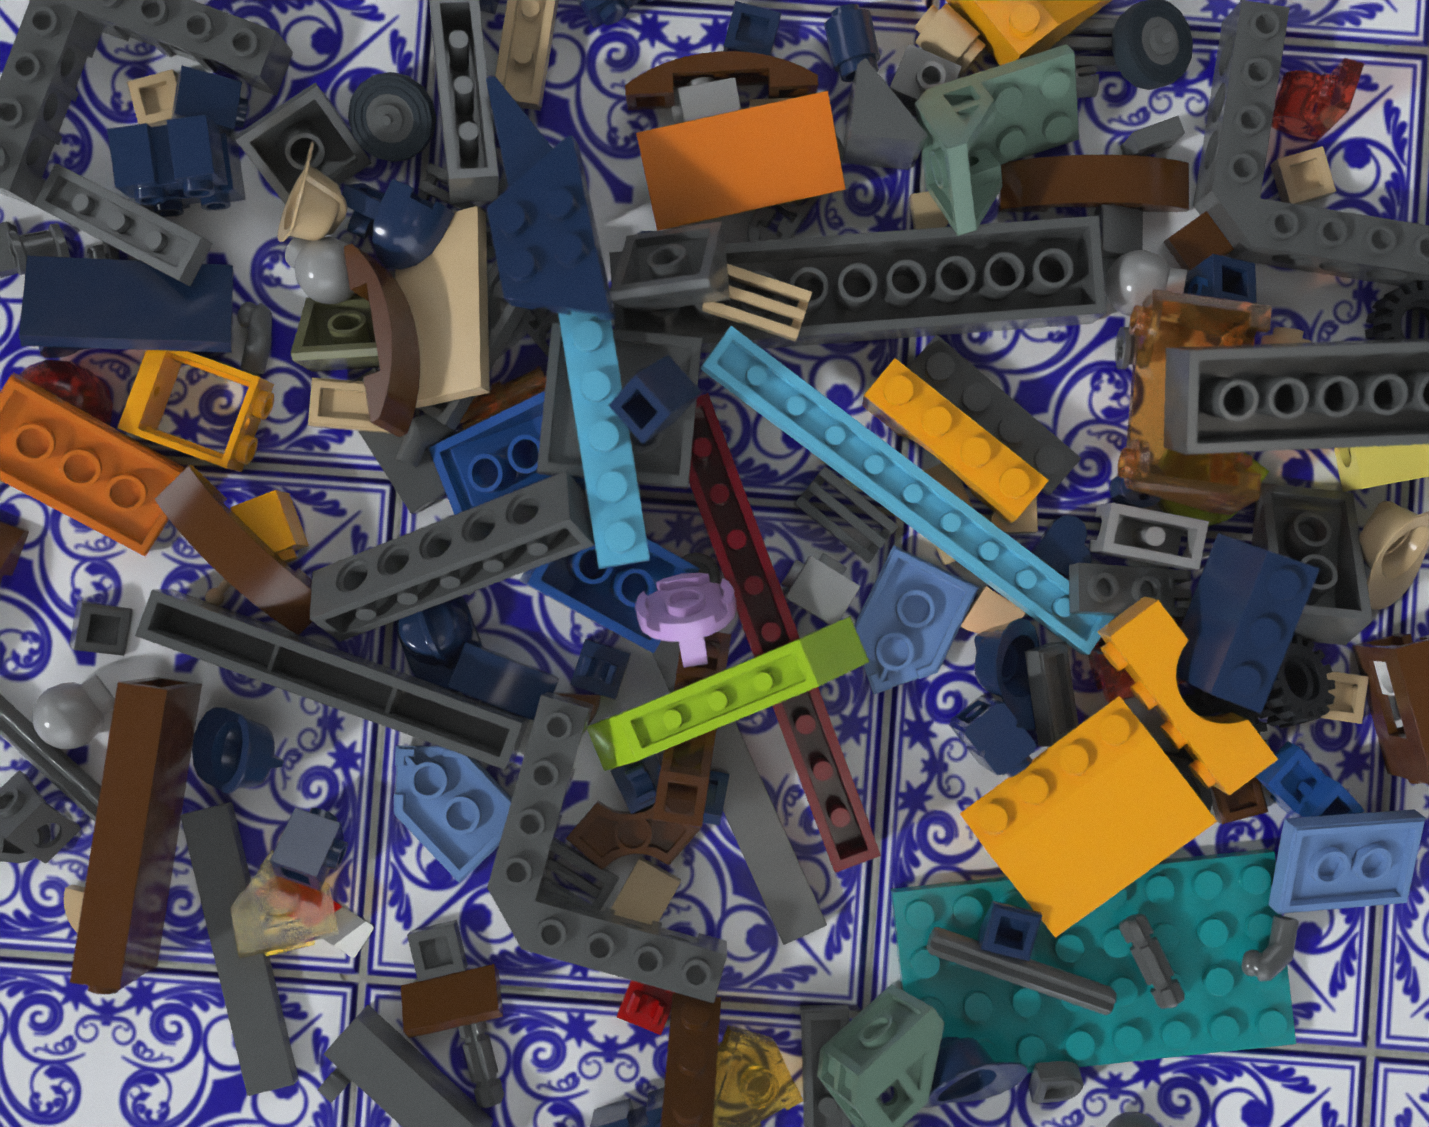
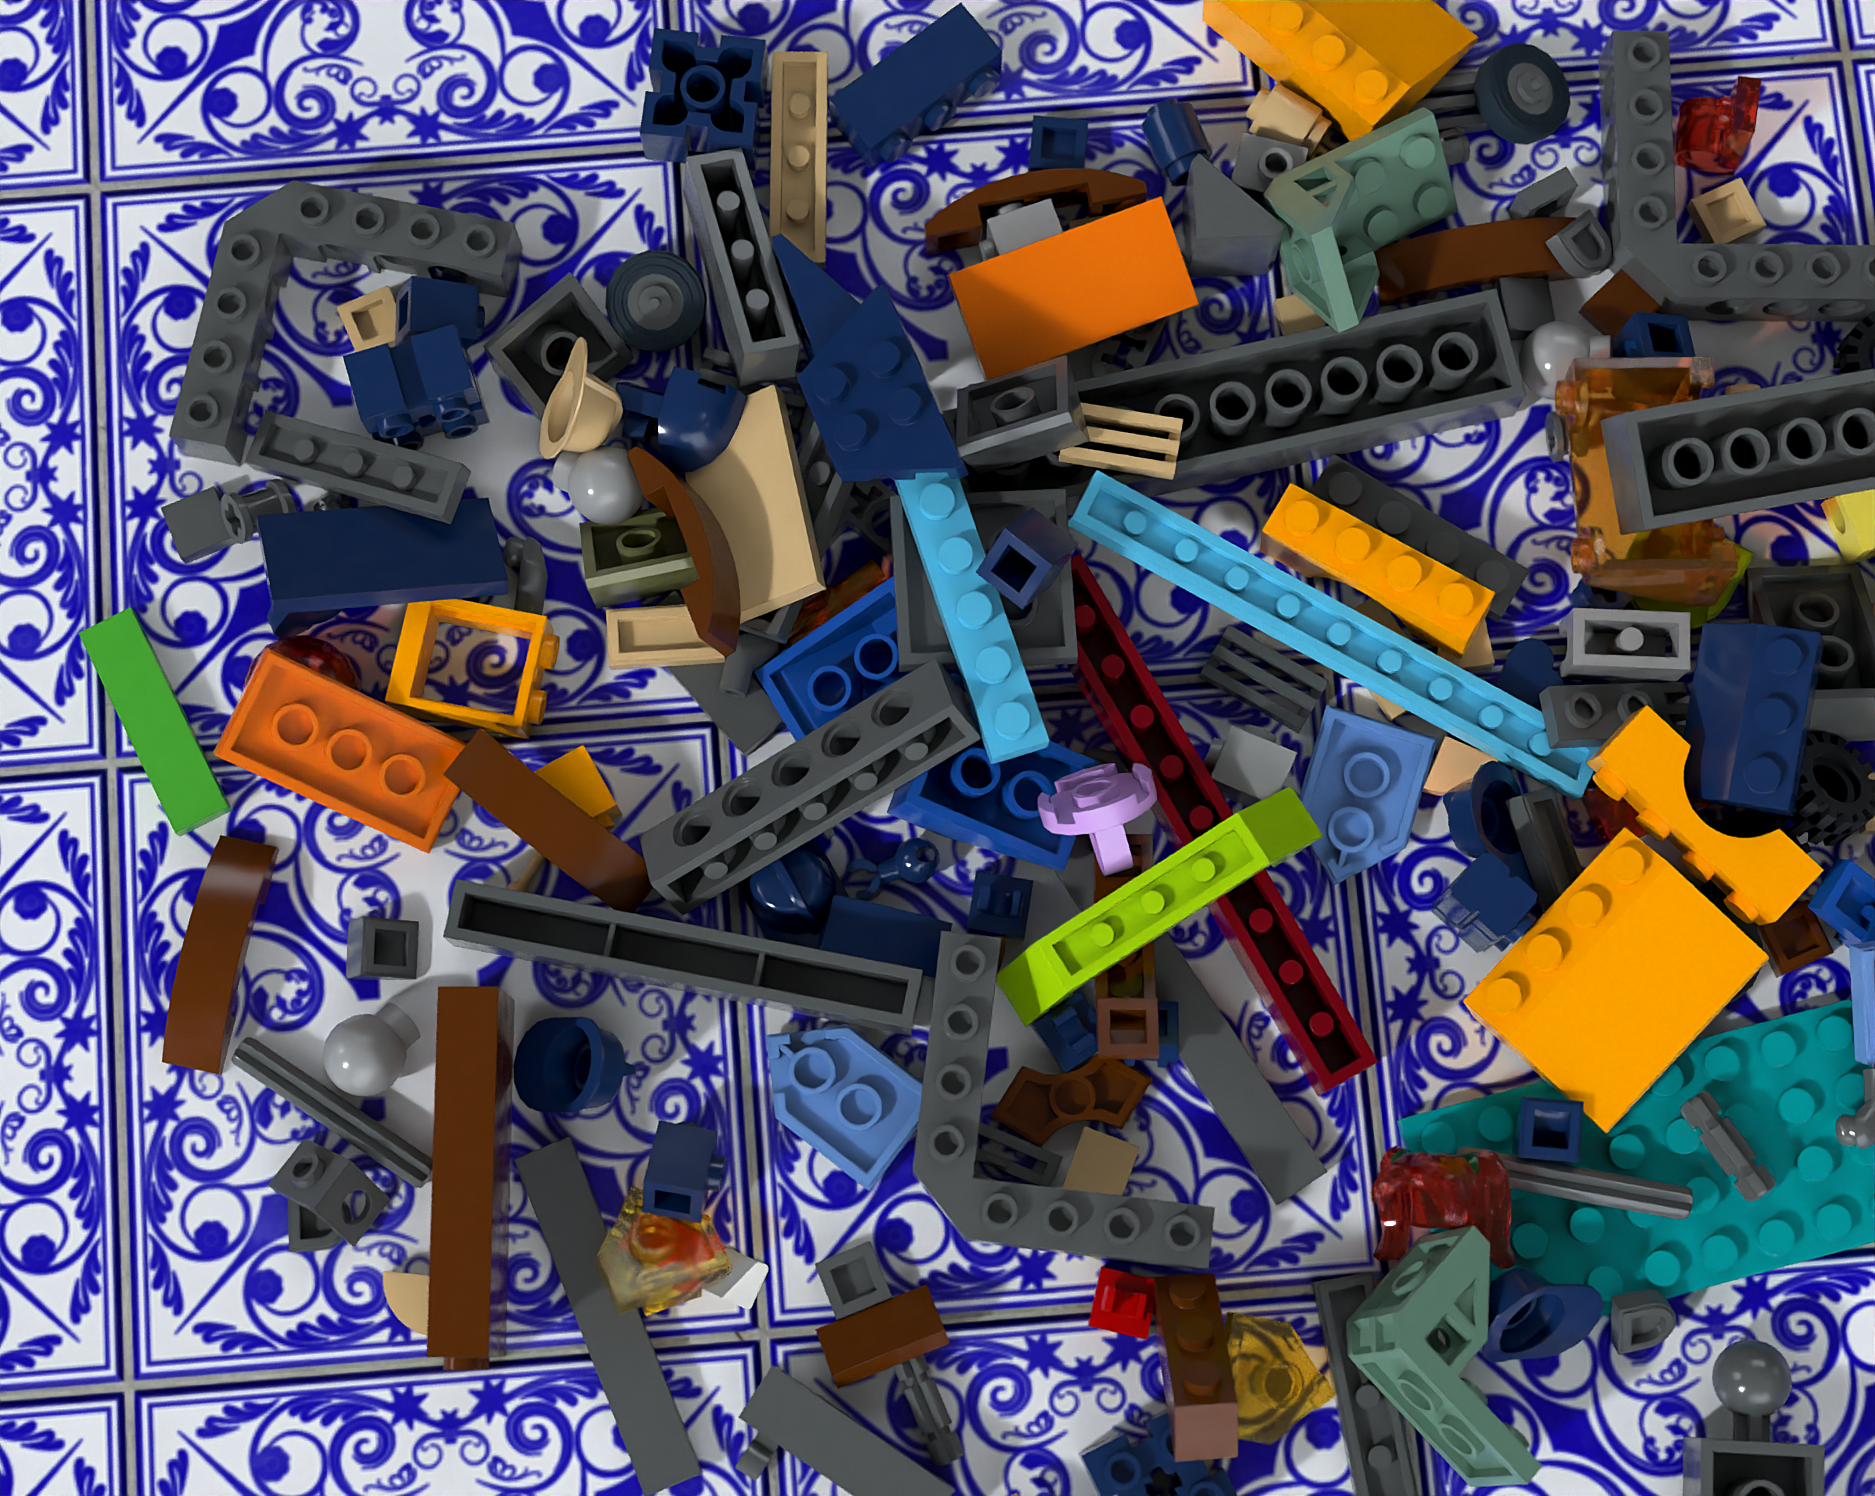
camera: 15 degrees left, 10 degrees down
(531, 624) = (906, 864): none -> dark blue arm
(921, 967) = (1443, 1193): none -> clear red hair
(1177, 187) = (1582, 246): none -> dark grey tile

